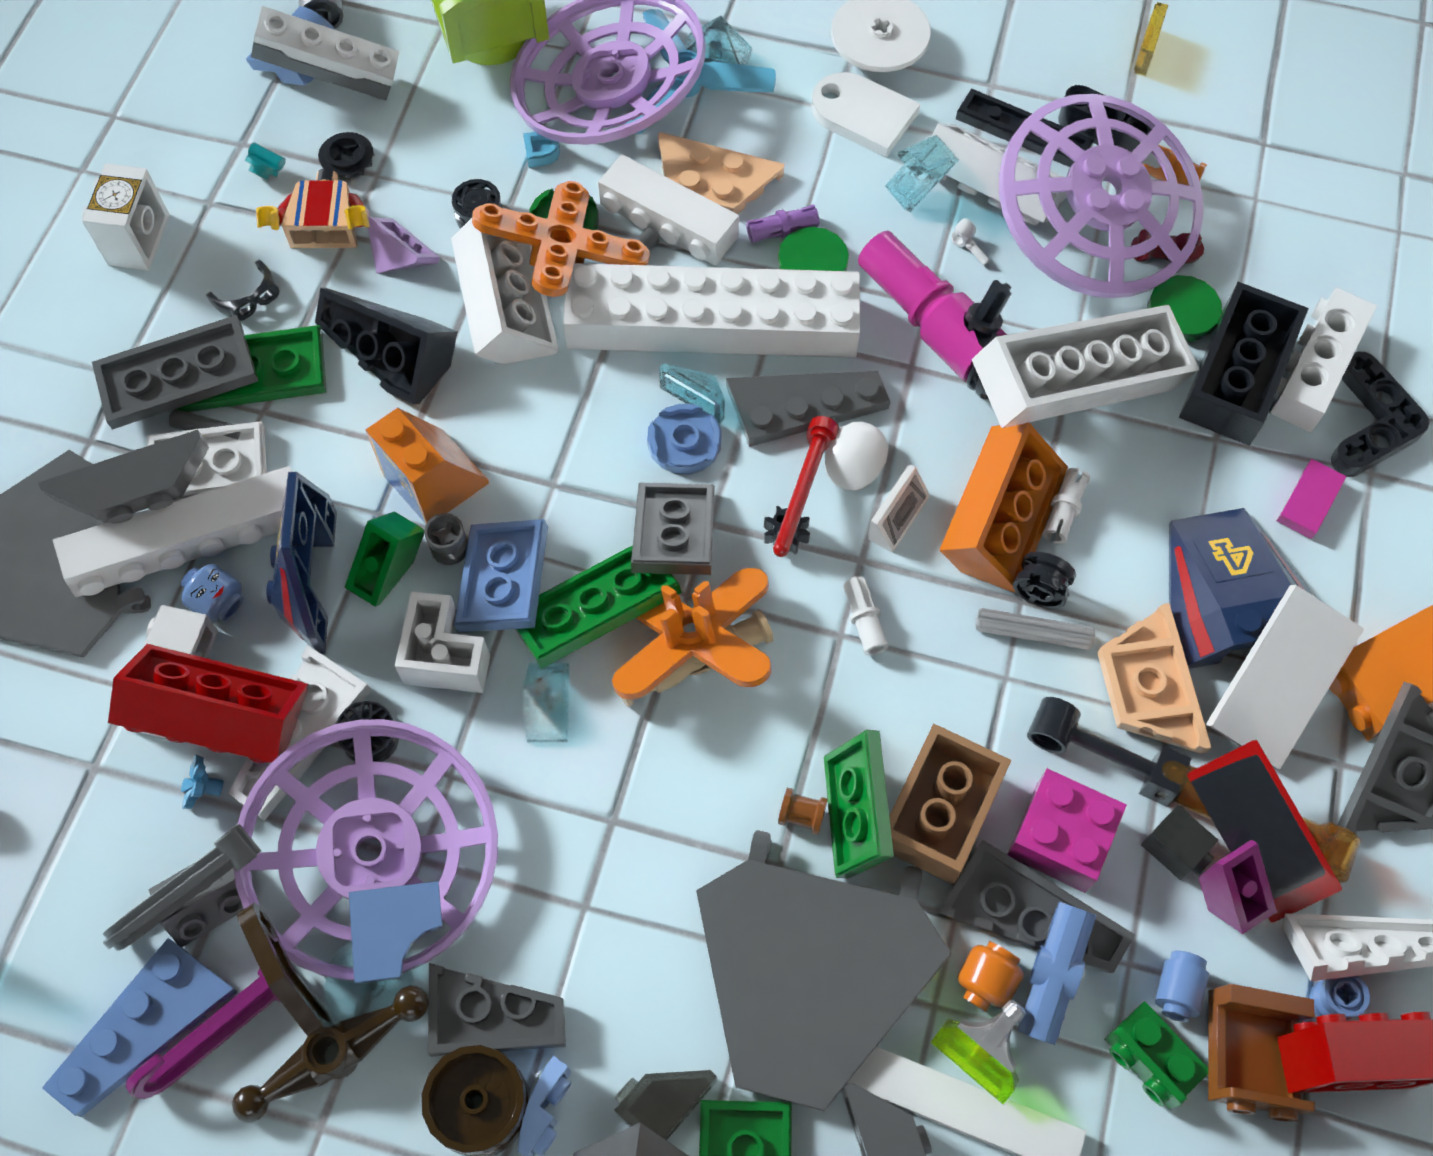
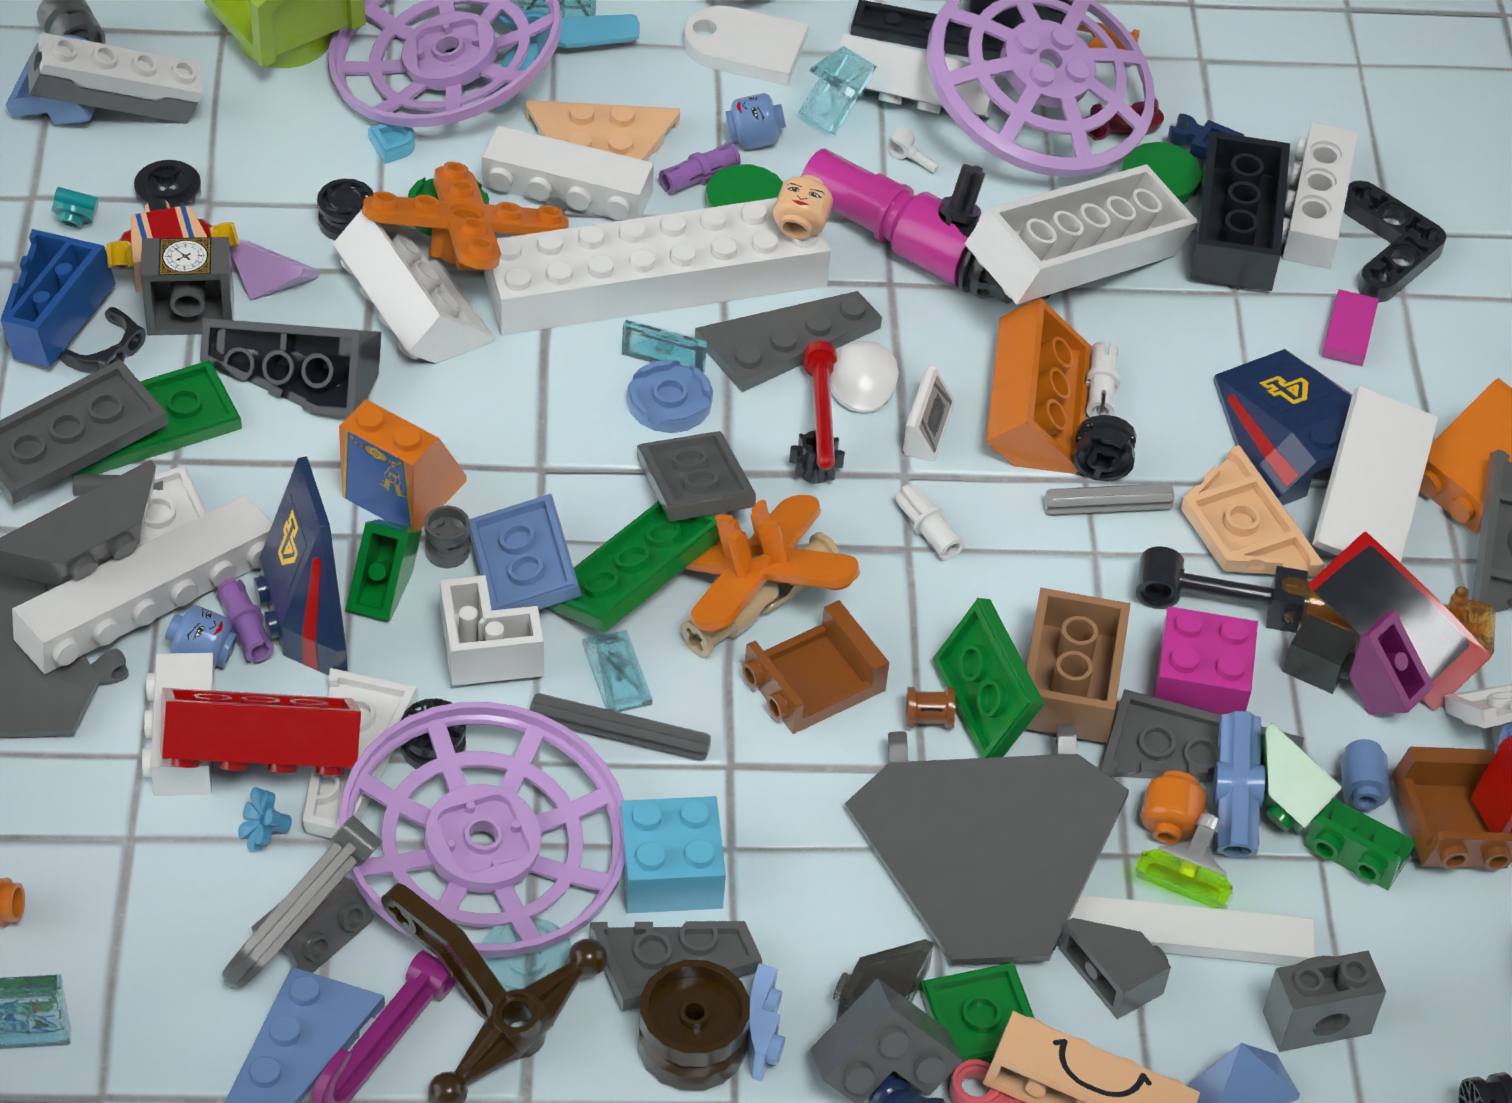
camera: 20 degrees left, 15 degrees down
(210, 244) = (54, 295): none -> blue wedge
(255, 581) = (246, 620): none -> medium lavender pin
(315, 254) = (186, 283): none -> dark grey brick
(387, 925) = (538, 888): medium blue tile -> none
(522, 910) = (672, 854): none -> medium azure brick
(529, 761) = (623, 726): none -> dark grey axle
(714, 747) = (817, 670): none -> dark orange panel
(842, 189) = (755, 121): none -> medium blue head
(843, 290) = (802, 207): none -> light nougat head
(1107, 987) = (1293, 782): none -> slope
(1228, 276) = (1195, 135): none -> dark blue plate

